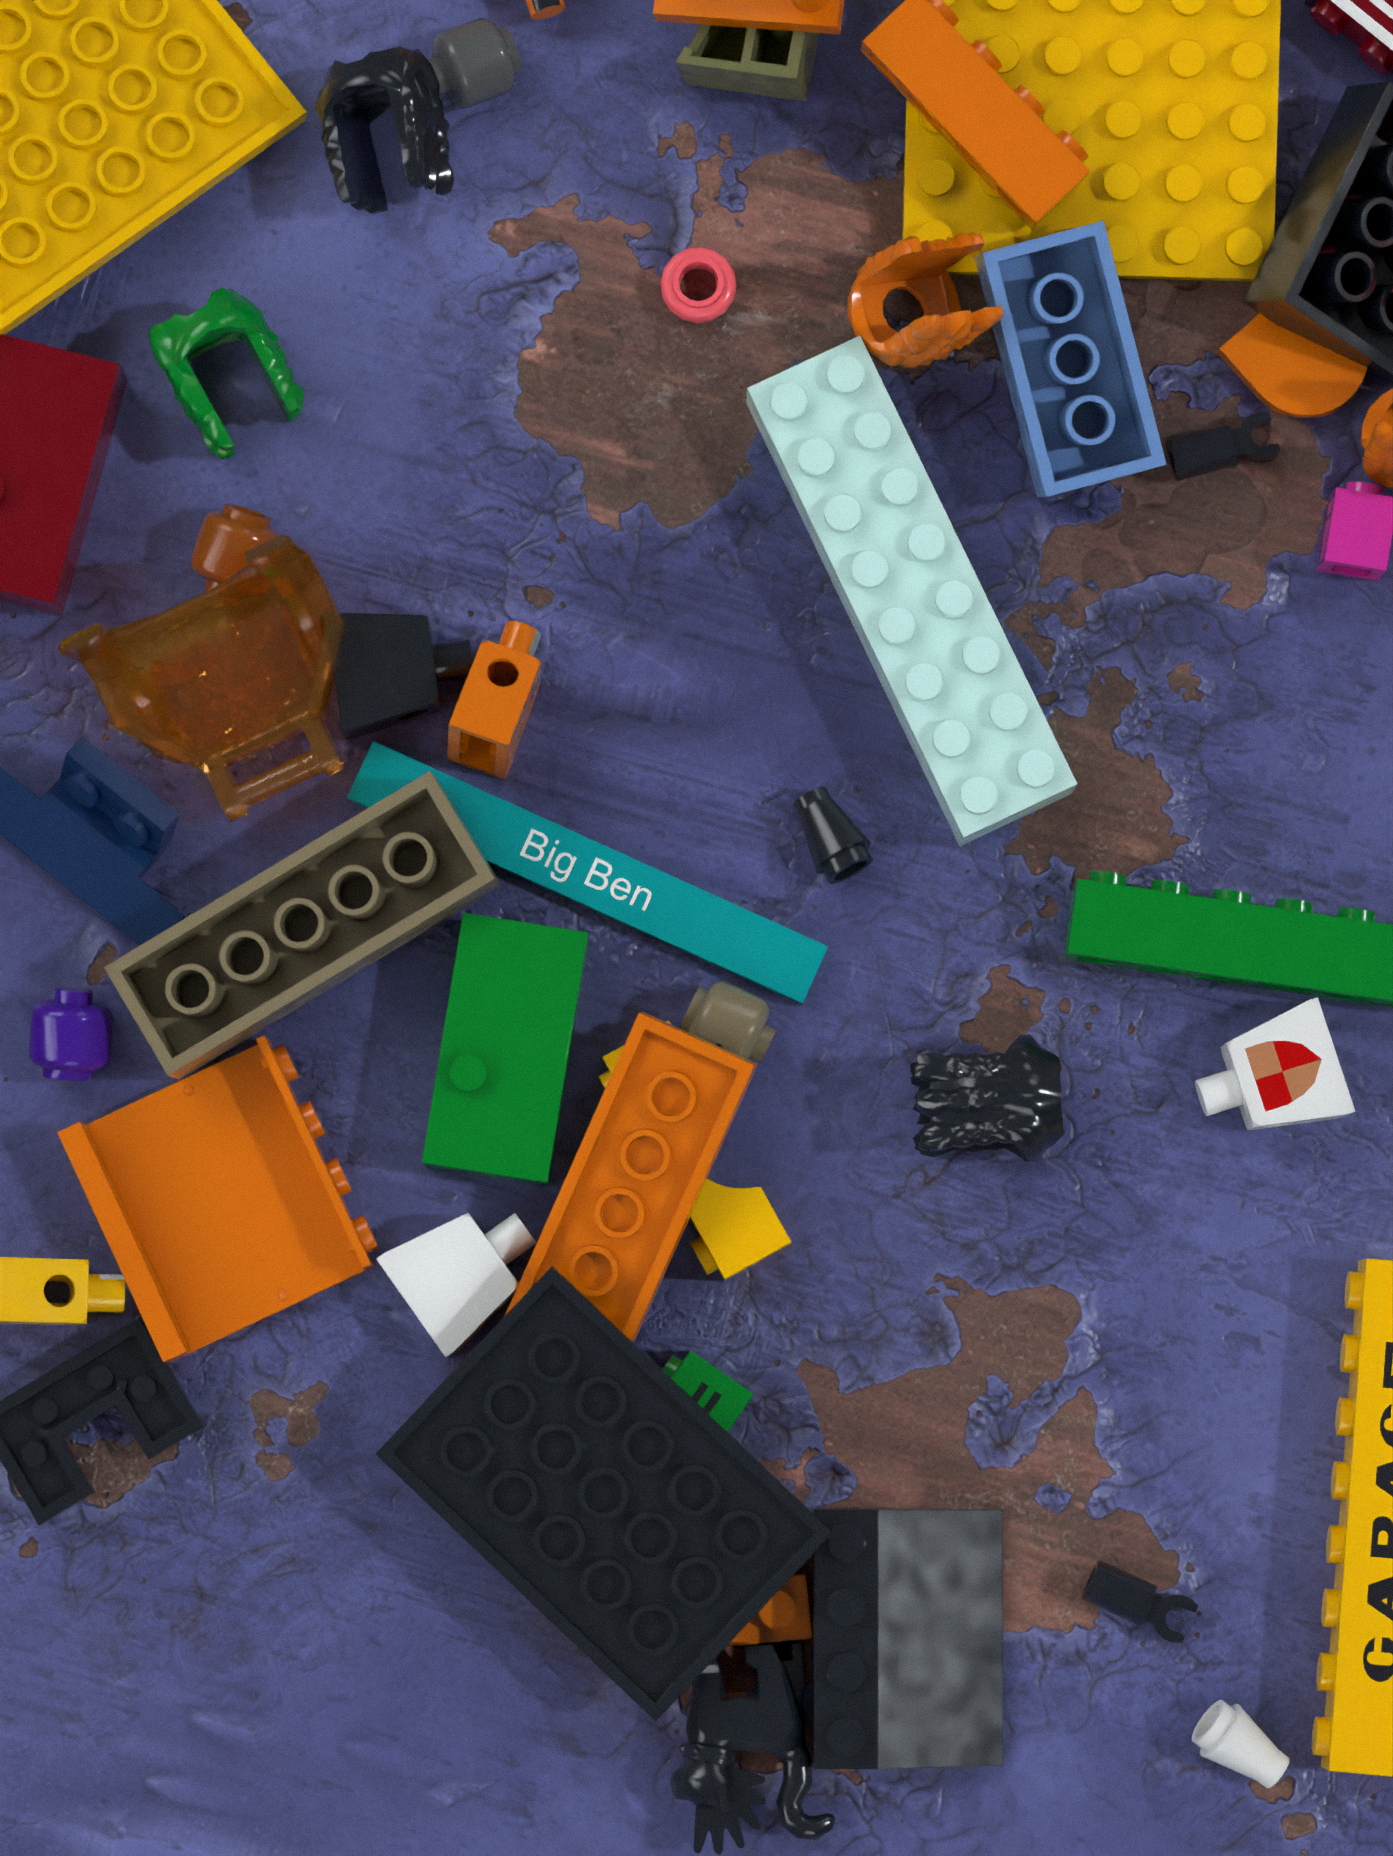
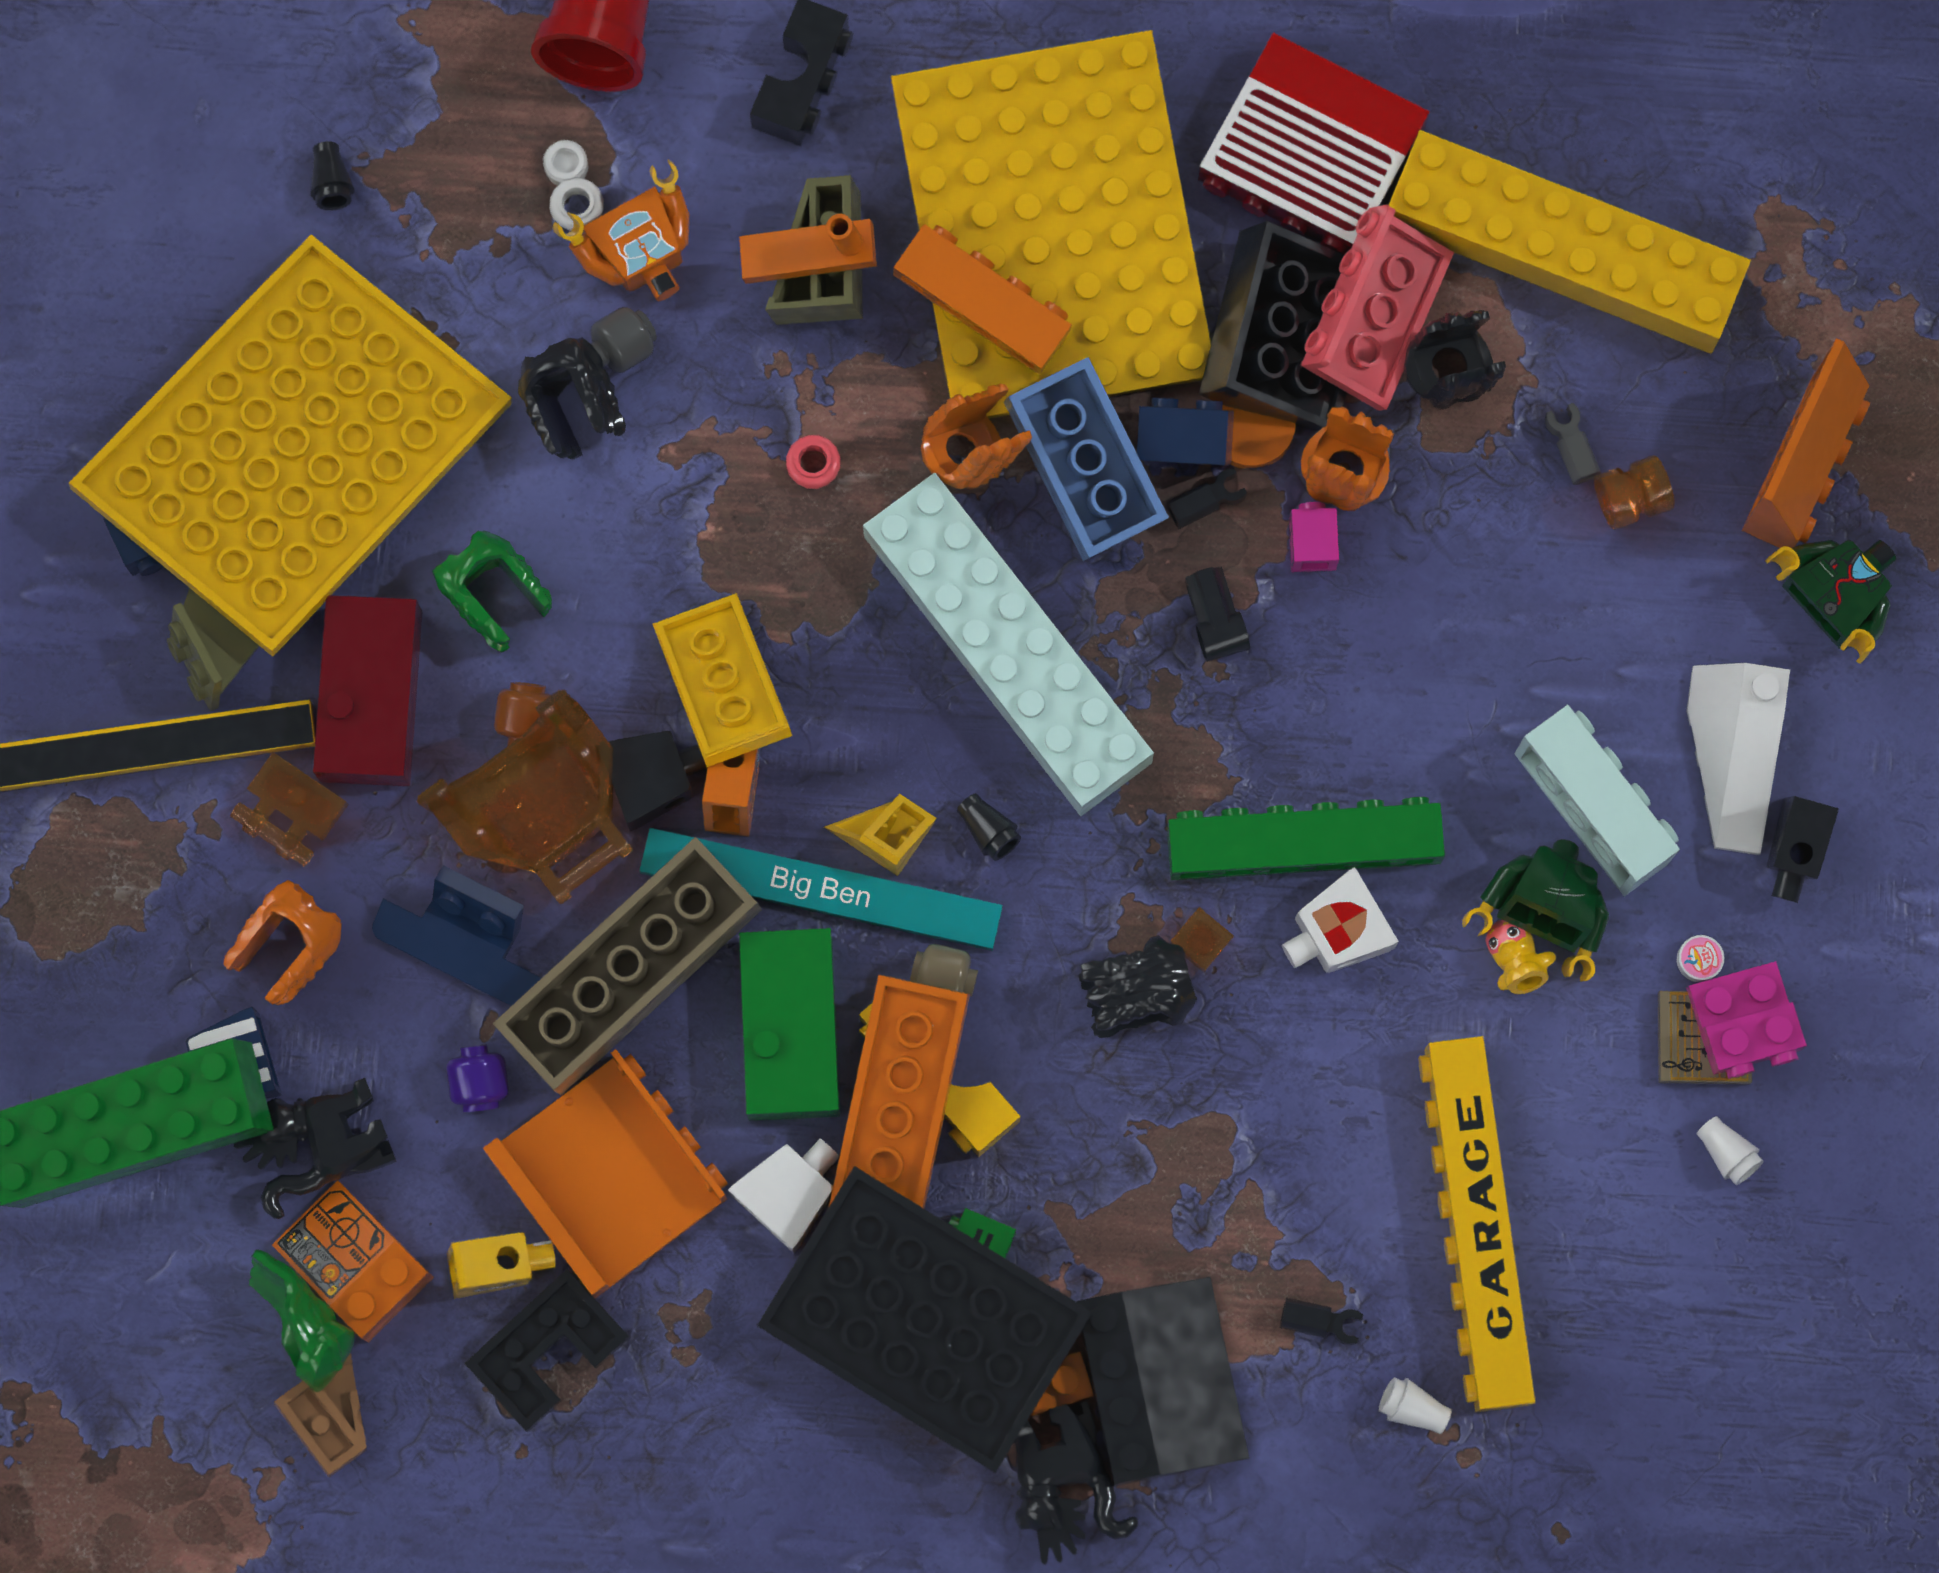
camera: 10 degrees left, 5 degrees down
(511, 561) = (722, 680): none -> yellow tile
(692, 813) = (886, 832): none -> yellow slope
(1088, 1050) = (1202, 939): none -> clear orange plate
(1203, 627) = (1219, 626): none -> black piece
(1213, 351) = (1185, 434): none -> dark blue brick

